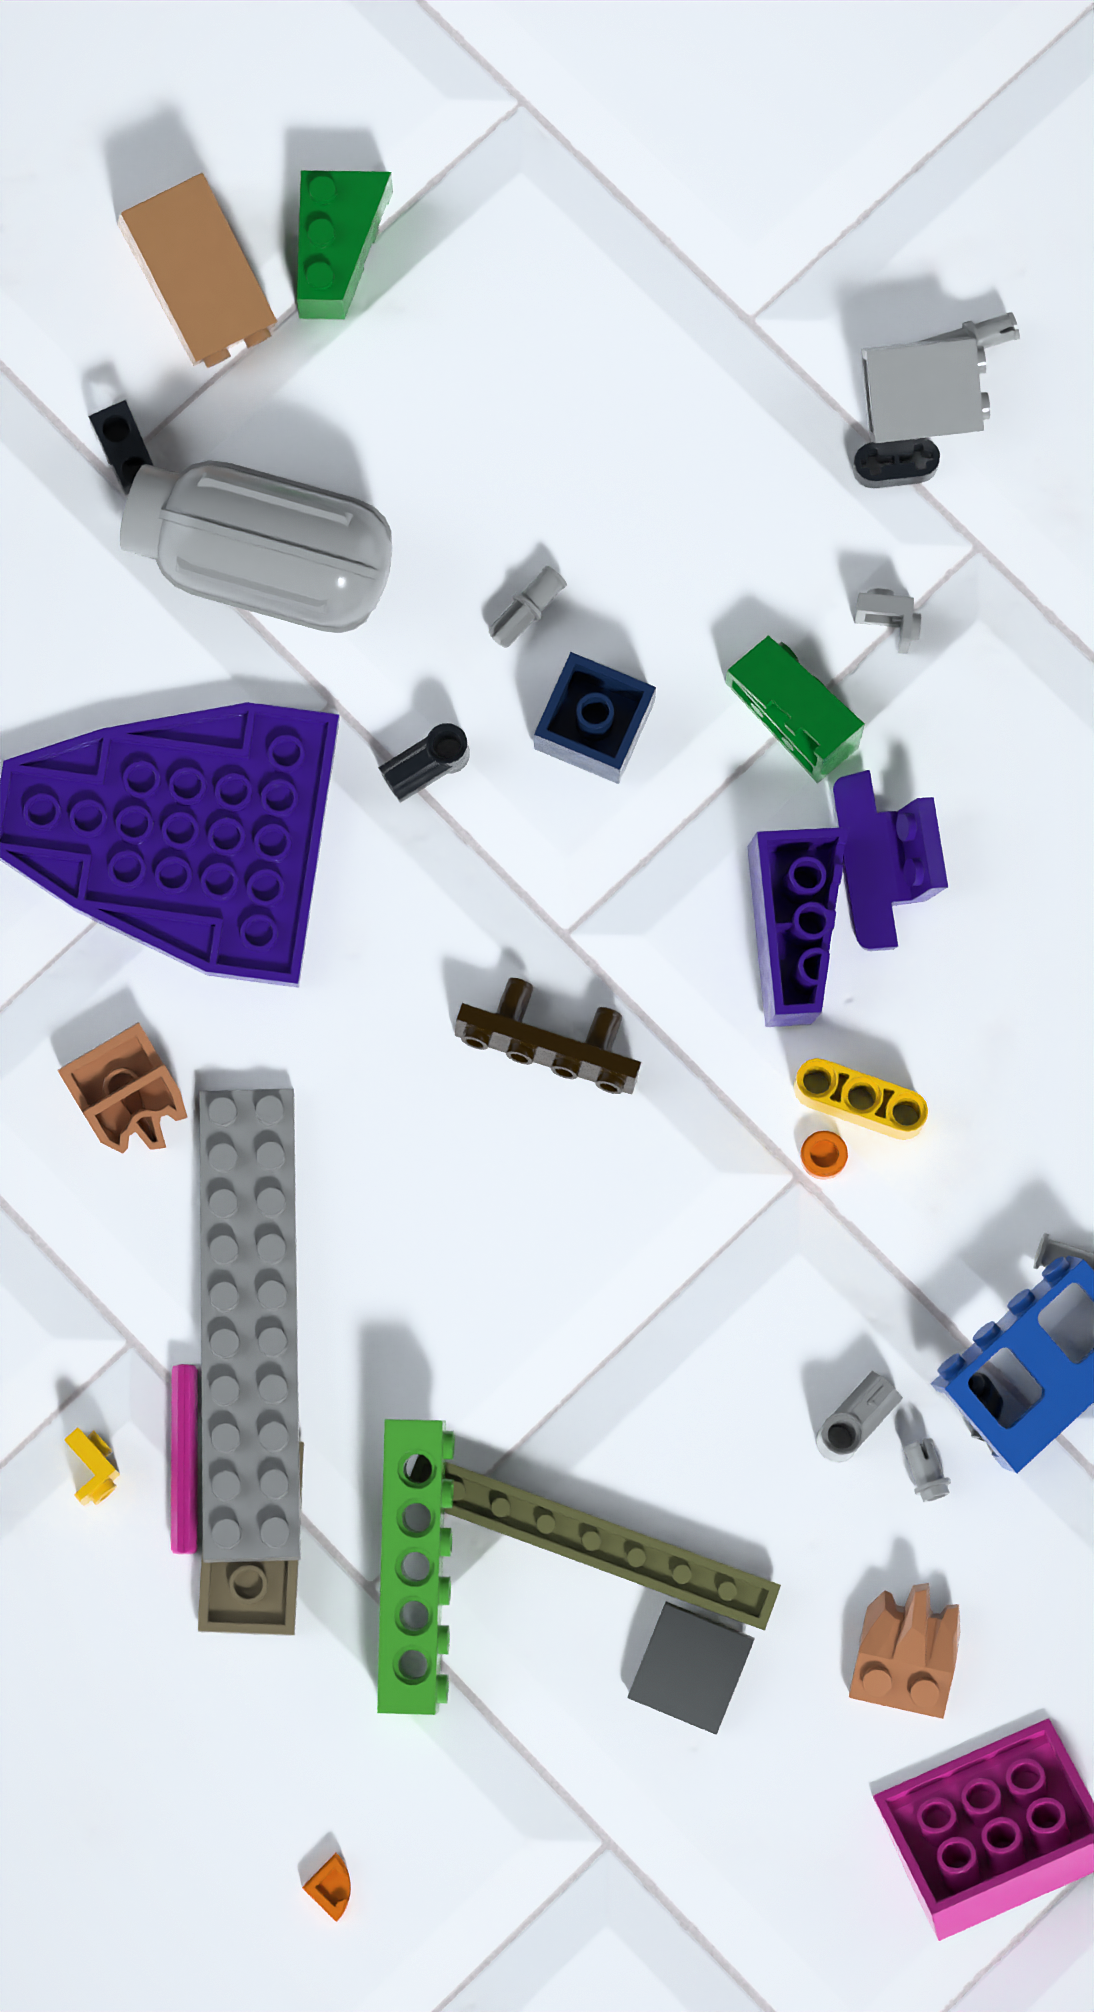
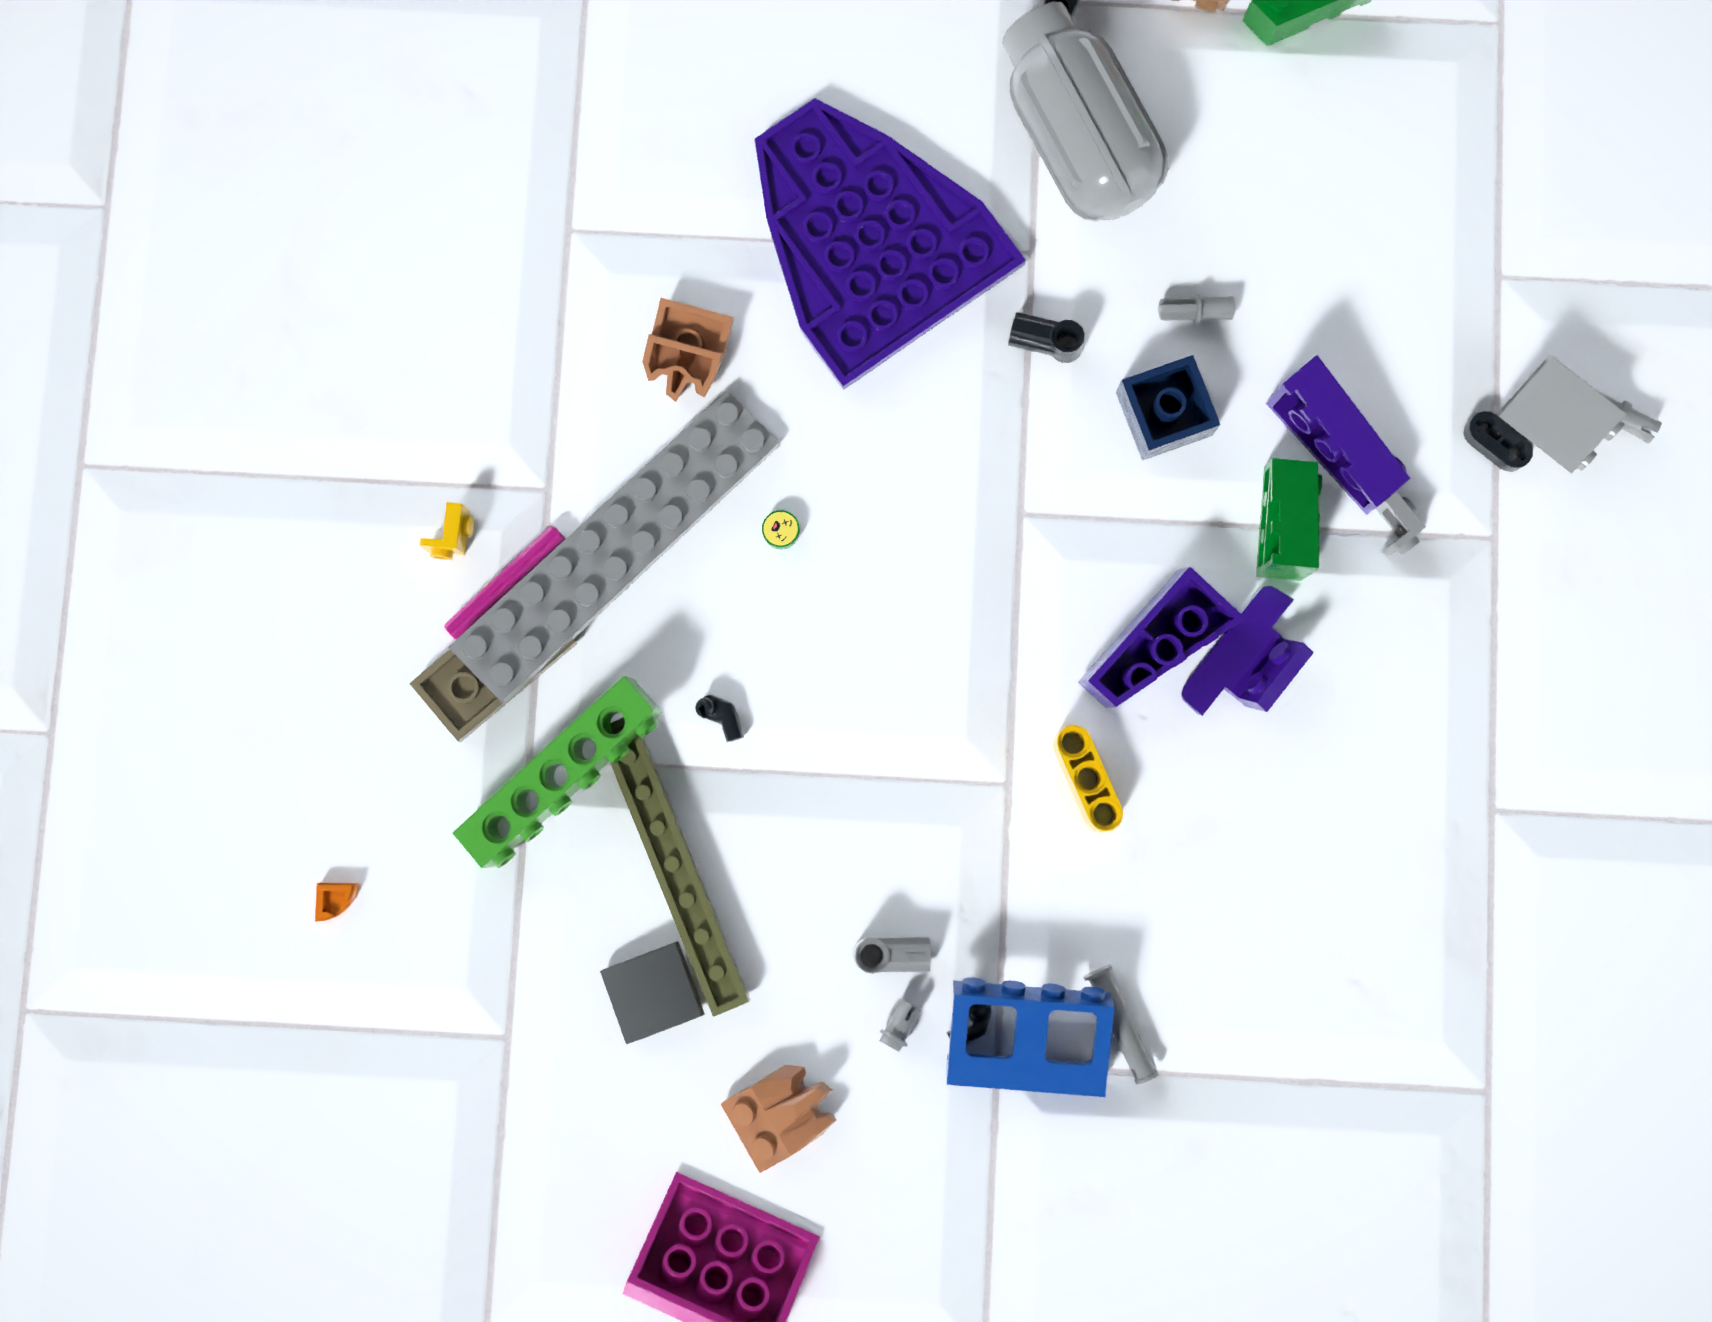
camera: 50 degrees right, 5 degrees up
(374, 1162) = (780, 529): none -> light yellow tile
(494, 1370) = (723, 713): none -> black arm
(561, 1054) = (946, 580): dark brown plate -> none
(762, 595) = (1338, 435): none -> dark purple wedge
(823, 1155) = (1033, 788): orange tile -> none

